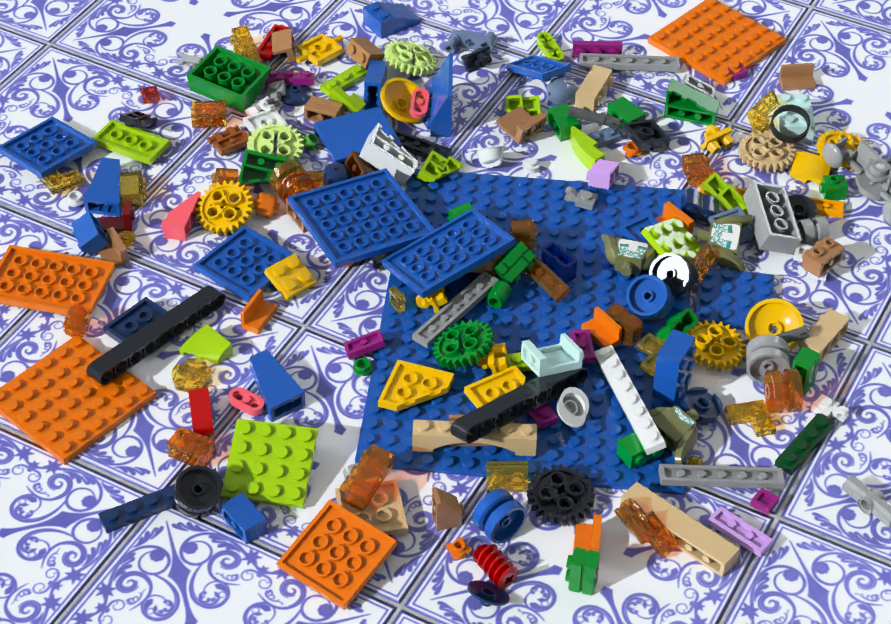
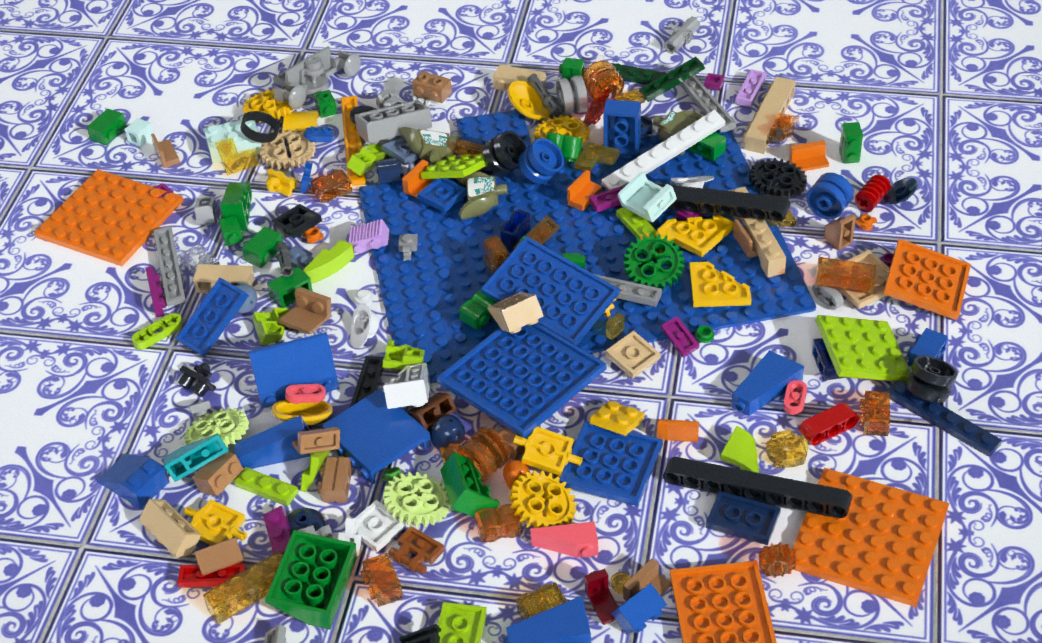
camera: 105 degrees left, 0 degrees up
(271, 218) = (547, 450): none -> yellow plate
(325, 23) = (169, 527): none -> tan brick
(353, 92) = (317, 440): none -> medium nougat panel
(361, 308) = (633, 354): none -> tan plate
(383, 35) = (193, 456): none -> teal slope
(426, 217) = (516, 312): none -> tan slope
(442, 54) = (200, 408): none -> light grey plate
(463, 39) = (163, 383): sand blue beam -> none
(630, 324) = (568, 176): clear orange brick -> none
(631, 81) = (197, 255): none -> clear plate
(654, 97) = (230, 230): none -> green brick
(711, 151) = (306, 179): none -> blue plate
(734, 372) = (596, 108): none -> clear red plate
(772, 455) = (672, 79): none -> dark green plate
(779, 171) = (319, 134): none -> blue plate
(832, 65) = (139, 132): none -> light aqua brick
(848, 48) = (106, 126): none -> green brick

